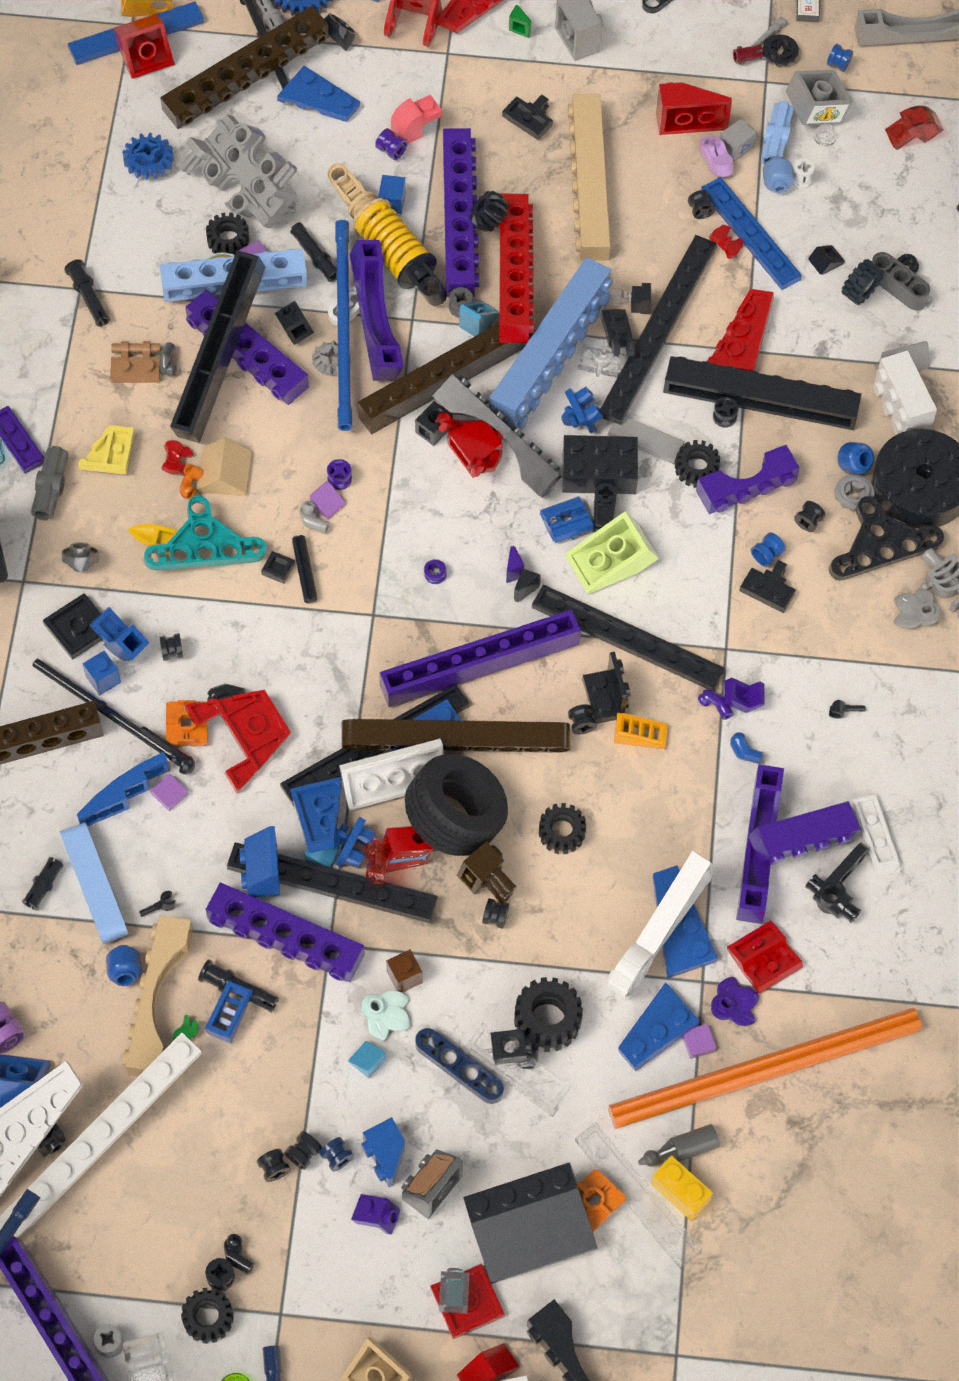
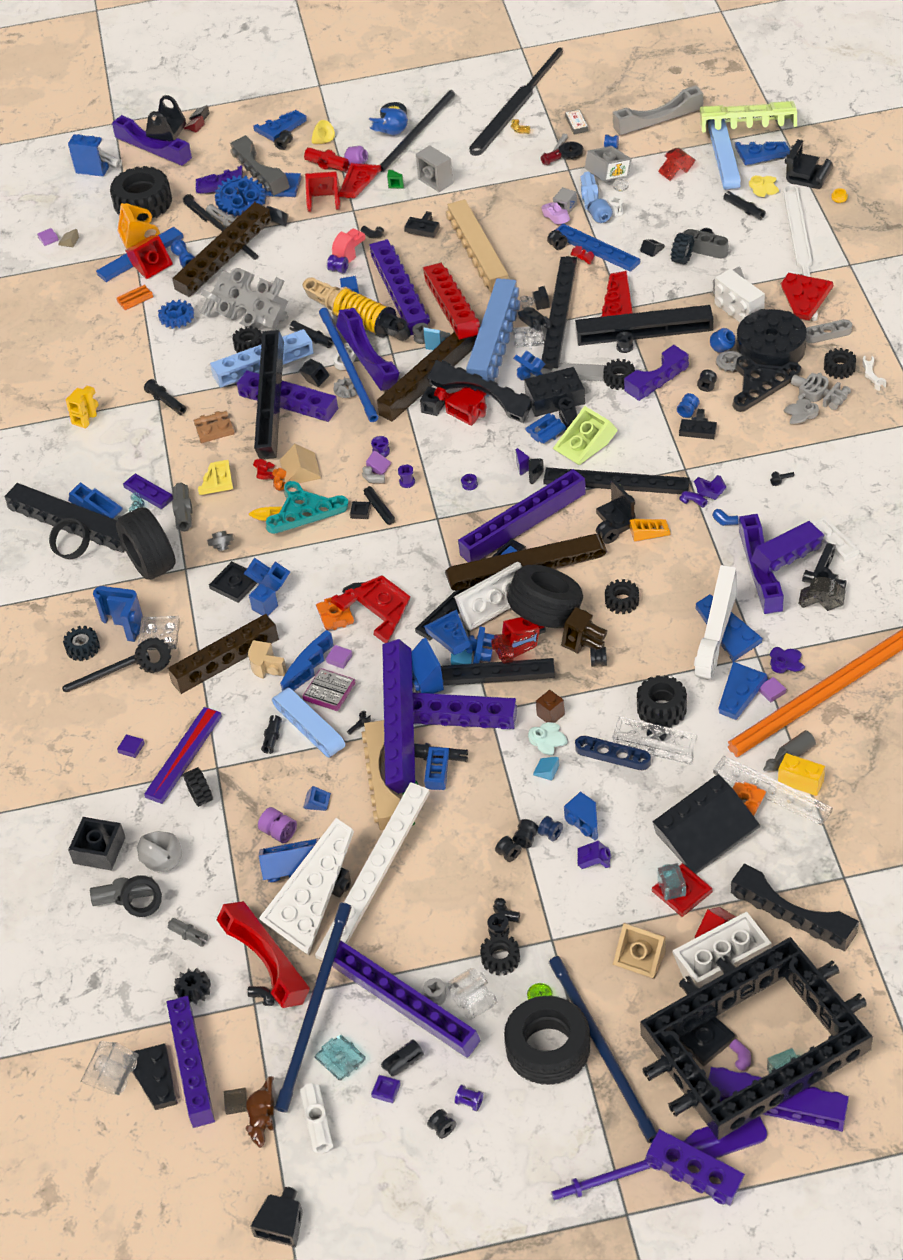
camera: 10 degrees left, 15 degrees down
(65, 1002) = (316, 799): none -> blue slope
(67, 766) = (263, 660): none -> tan brick
(104, 103) = (134, 297): none -> orange tile
(123, 965) = (350, 763): blue head -> none
(137, 841) = (329, 689): none -> tile
(164, 359) = (233, 415): dark grey arm -> none
(171, 647) = (305, 572): black wheel -> none
(185, 762) = (311, 628): black bar -> none
(190, 45) = (179, 249): none -> blue piece
(202, 926) = (398, 716): none -> dark purple brick
(317, 93) = (271, 250): blue wing -> none
(355, 535) = (406, 478): none -> dark purple bush
(432, 1182) = (626, 822): dark grey slope -> none
(463, 107) = (377, 233): none -> black arm
(489, 211) = (420, 275): black gear -> none
(501, 1038) = (645, 728): black brick -> none
(691, 109) = (528, 191): red slope -> none
(765, 957) = (793, 628): red slope -> none
(823, 919) = (824, 591): none -> clear smoke brick

